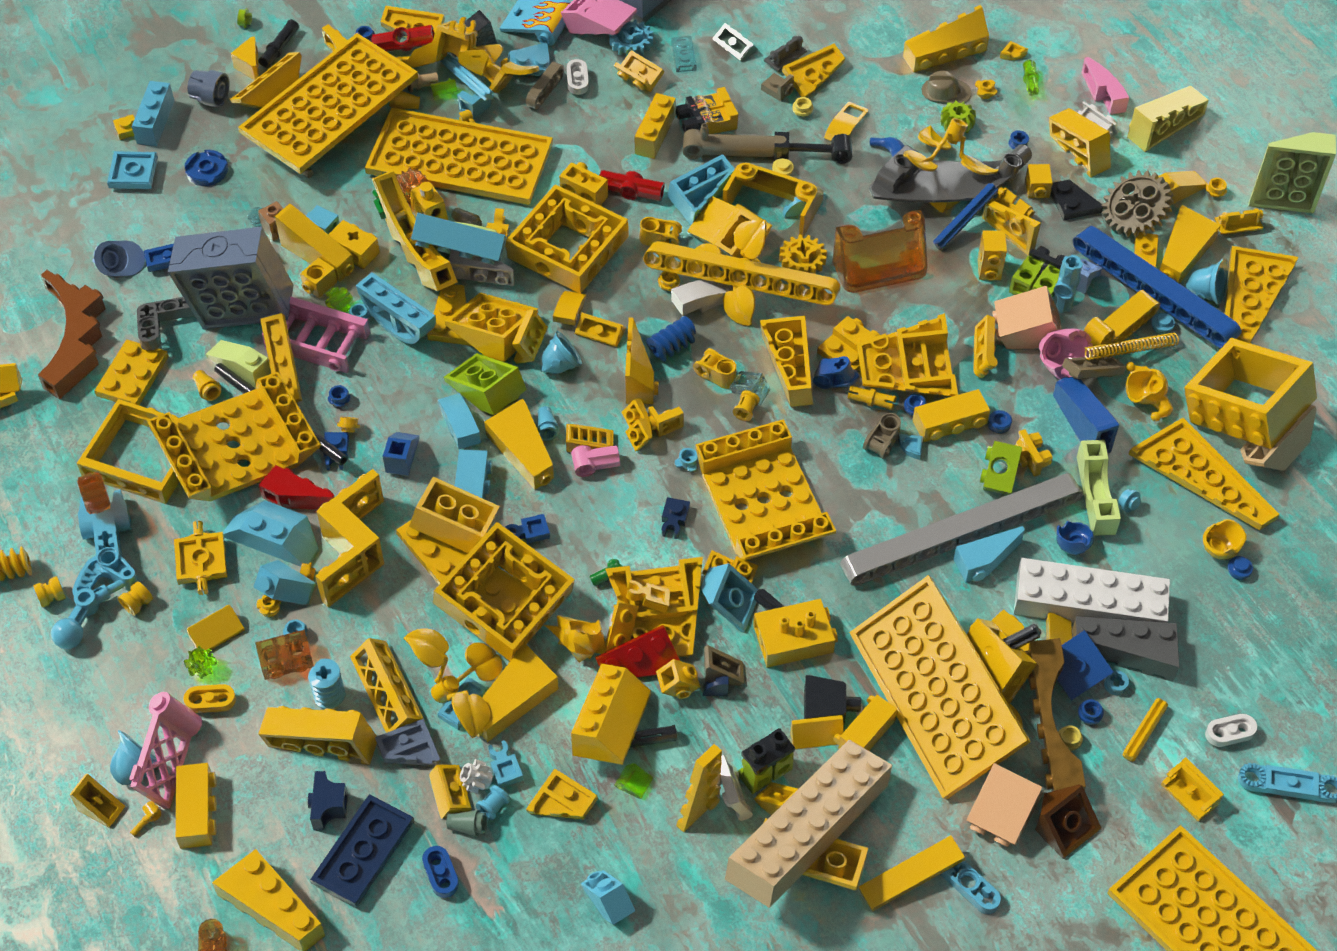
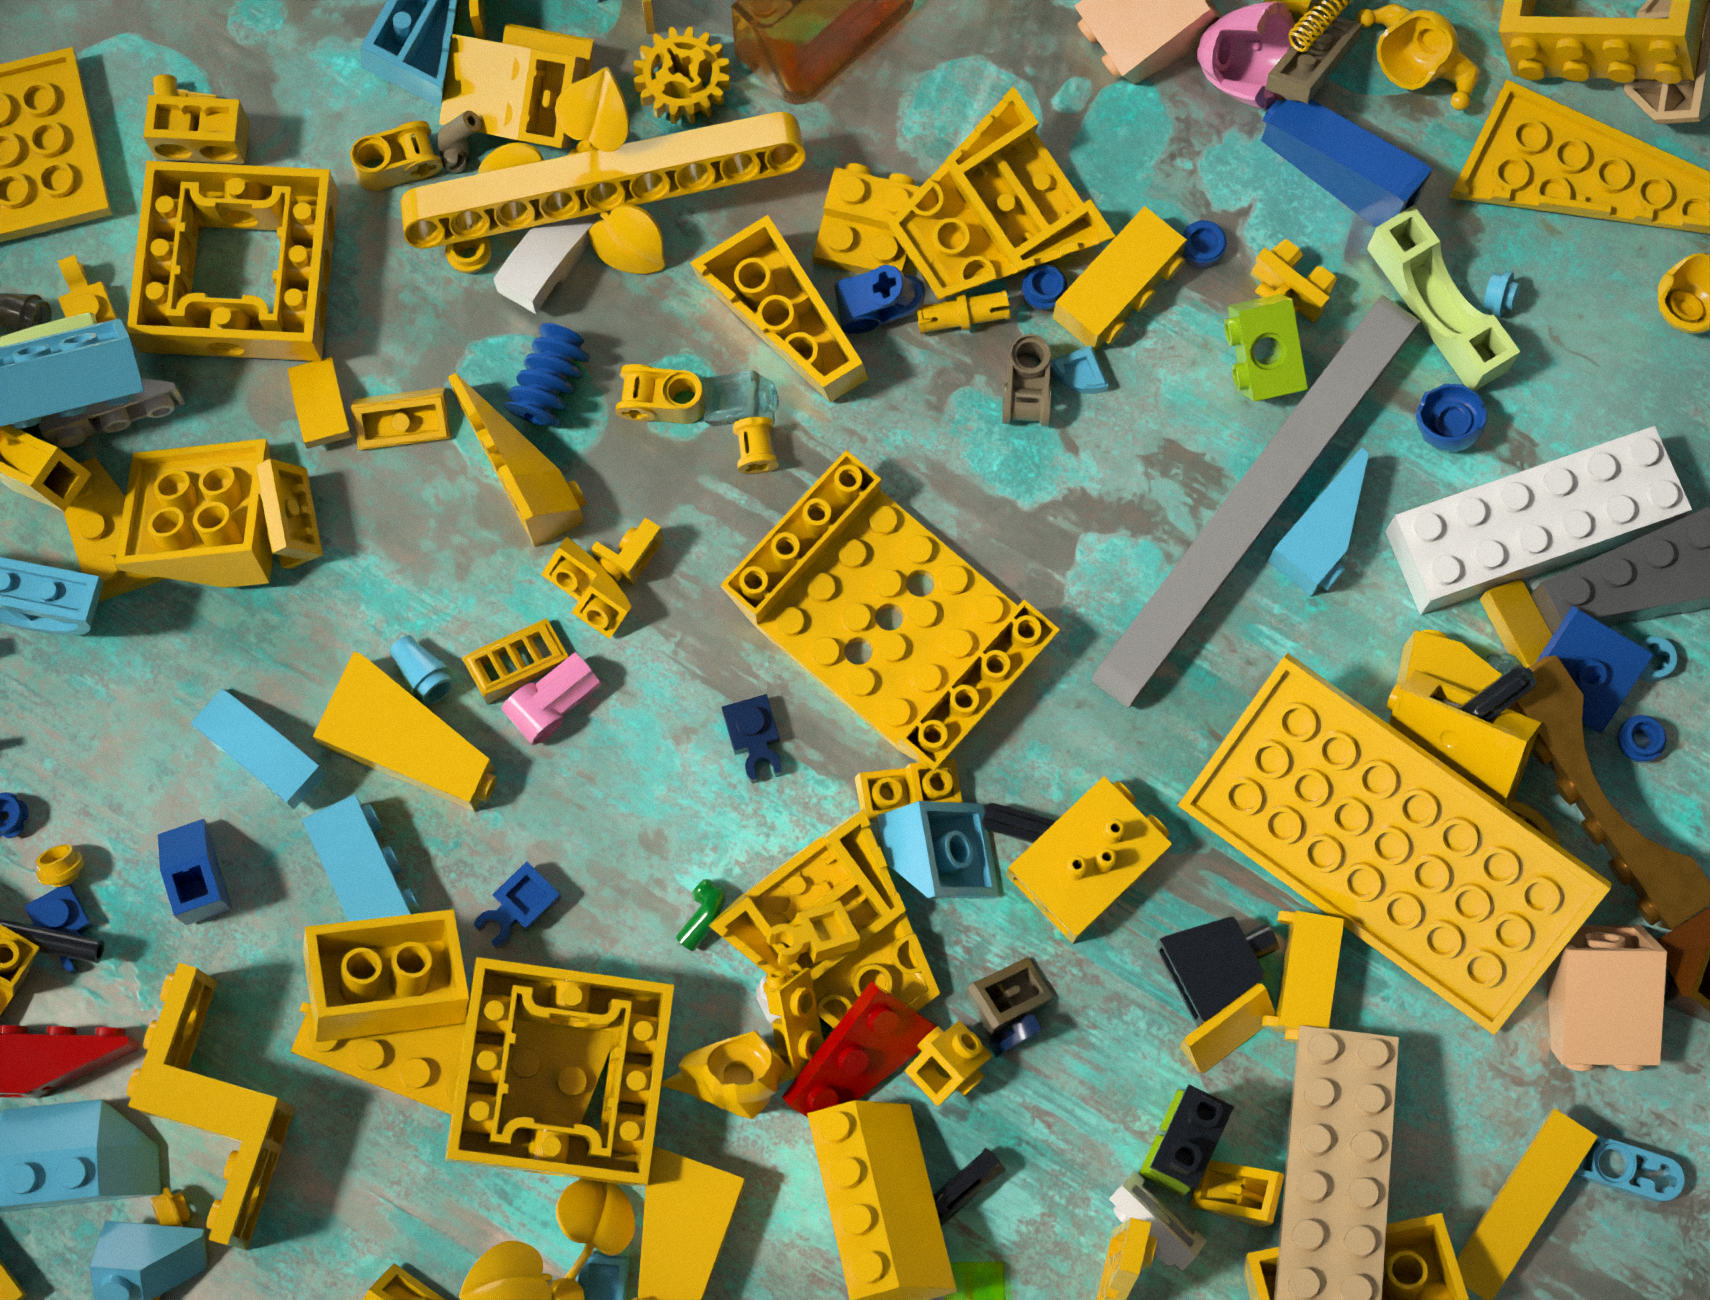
camera: 30 degrees left, 20 degrees up
(487, 382) = (261, 644): lime slope -> none
(560, 355) = (366, 516): medium azure piece -> none
(633, 185) = (283, 76): red piece -> none
(687, 454) = (704, 619): medium azure plate -> none
(688, 236) = (454, 140): none -> dark tan arm
(984, 346) = (1102, 106): yellow plate -> none
(1071, 737) = (1635, 805): light yellow plate -> none

